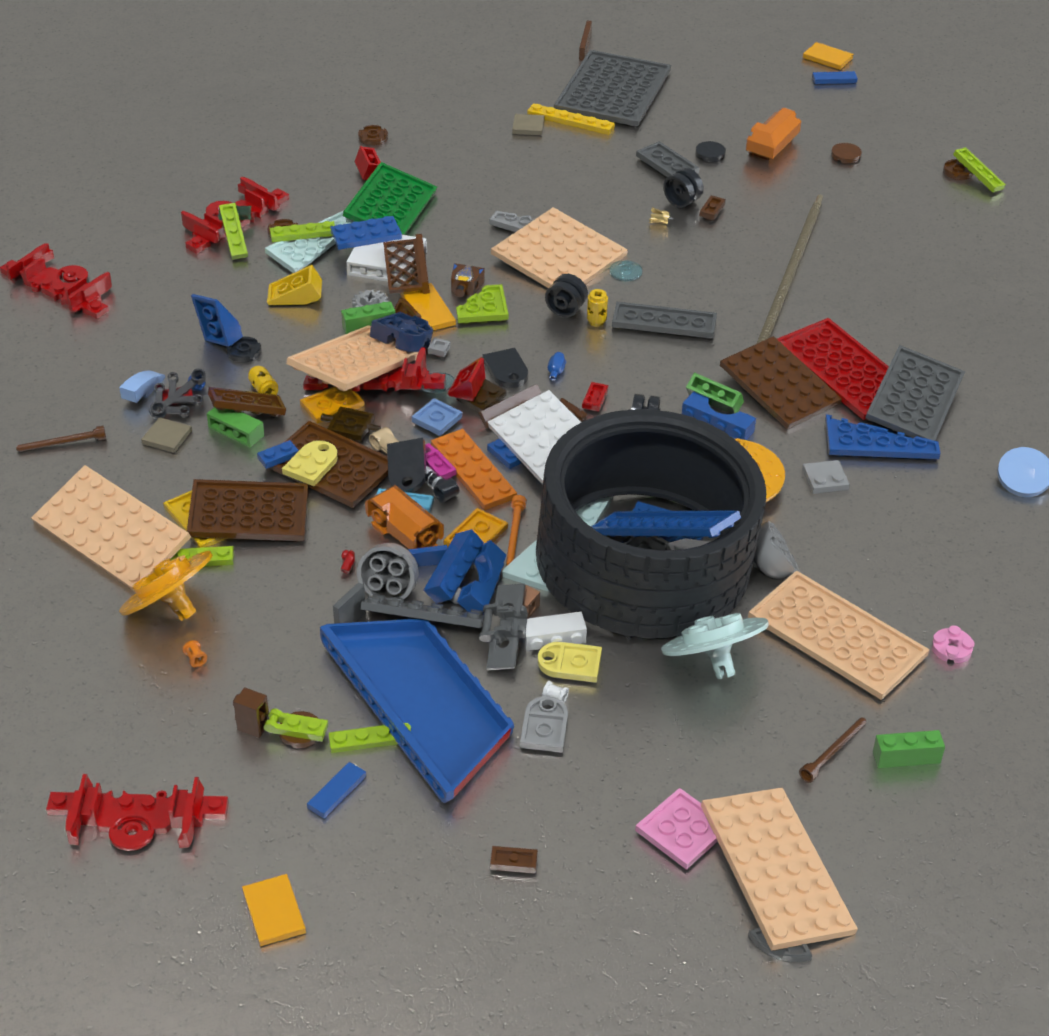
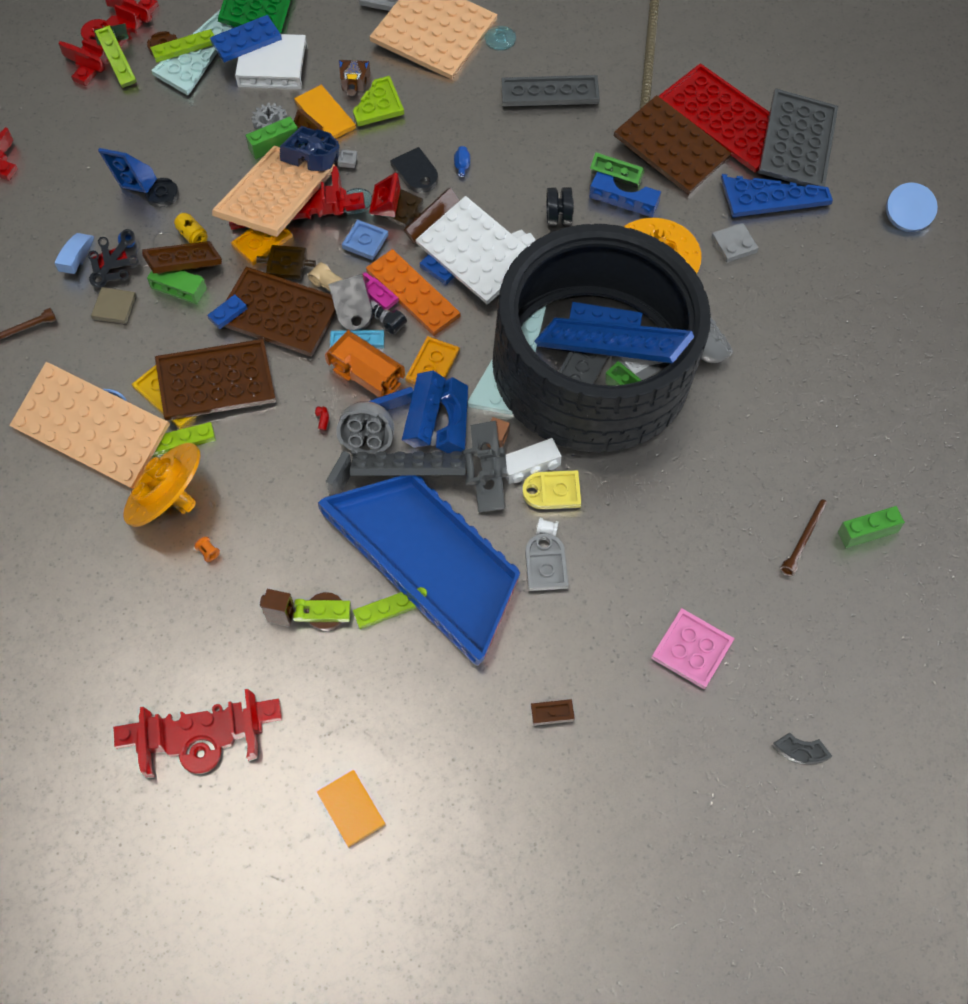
camera: 10 degrees left, 20 degrees up
(296, 288) = (193, 113): yellow slope -> none
(310, 463) = (260, 316): light yellow plate -> none
(336, 790) = (375, 669): blue tile -> none
(420, 267) = (306, 63): reddish brown fence -> none
(518, 504) = (465, 326): orange piece -> none
(566, 295) = (454, 80): black wheel -> none
(577, 412) = (489, 209): reddish brown axle -> none
(595, 396) = (506, 190): red plate -> none
(597, 307) = (486, 89): yellow piece -> none
(715, 639) = (682, 448): light aqua piece -> none
(778, 869) = (784, 674): light nougat plate -> none
(839, 634) = (783, 414): light nougat plate -> none
(955, 636) = (887, 397): bright pink plate -> none

